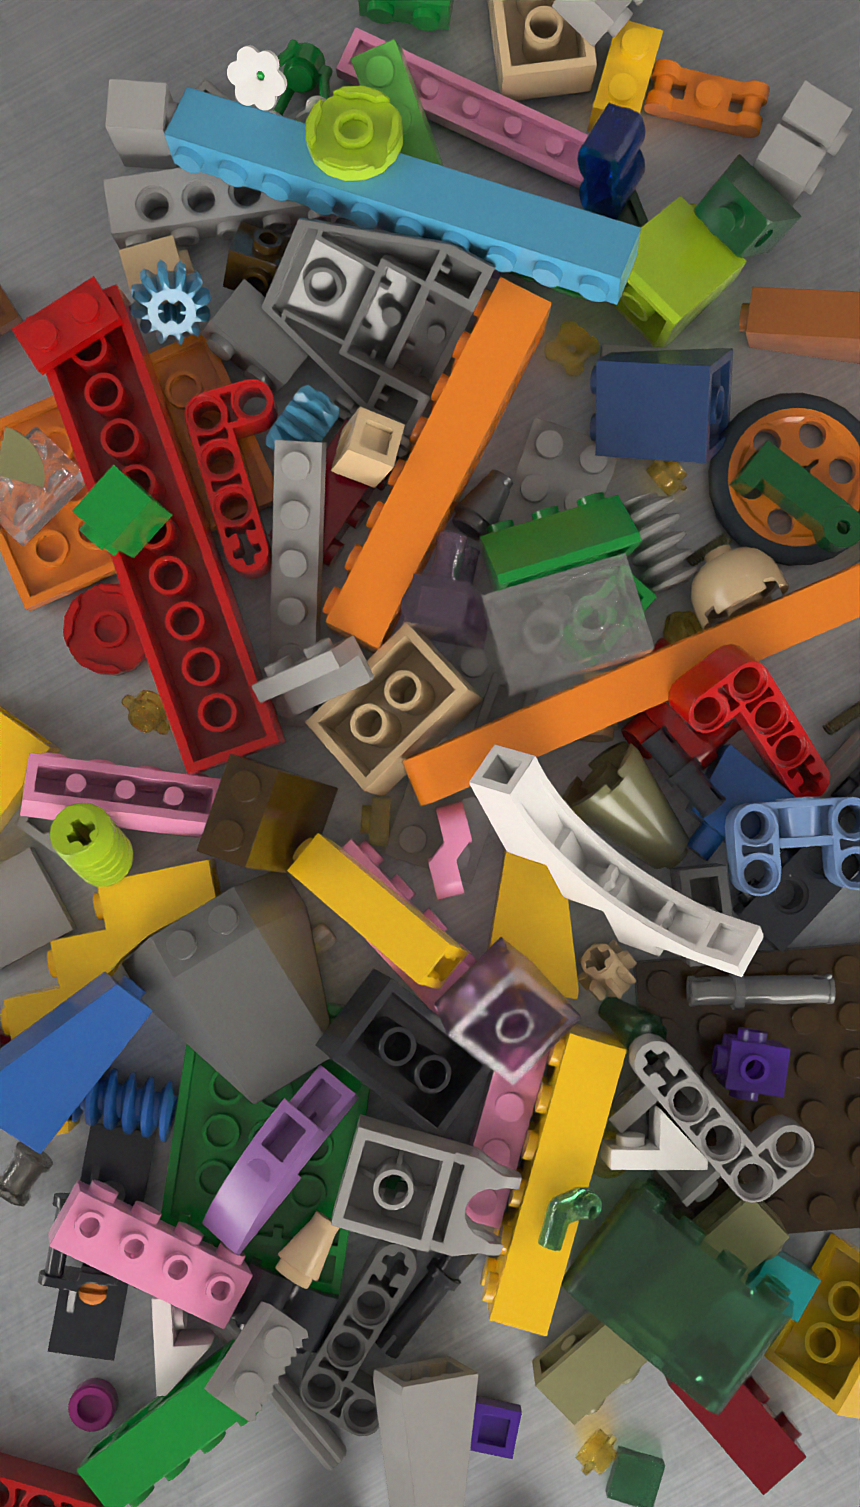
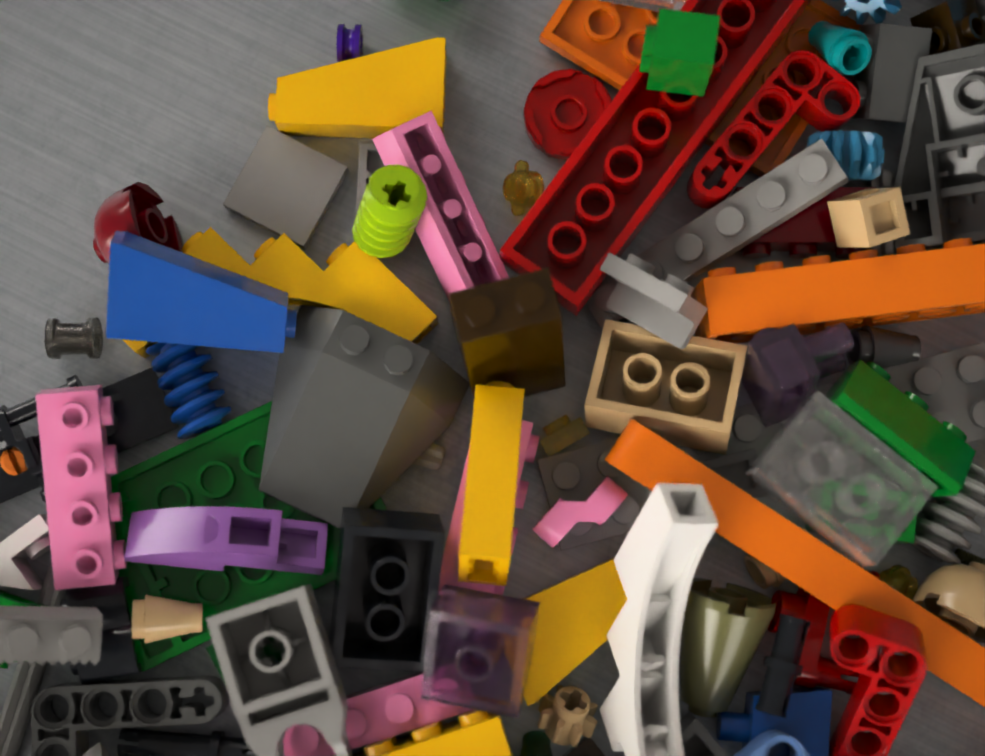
camera: 55 degrees right, 5 degrees down
(209, 366) = (841, 47): none -> teal cone

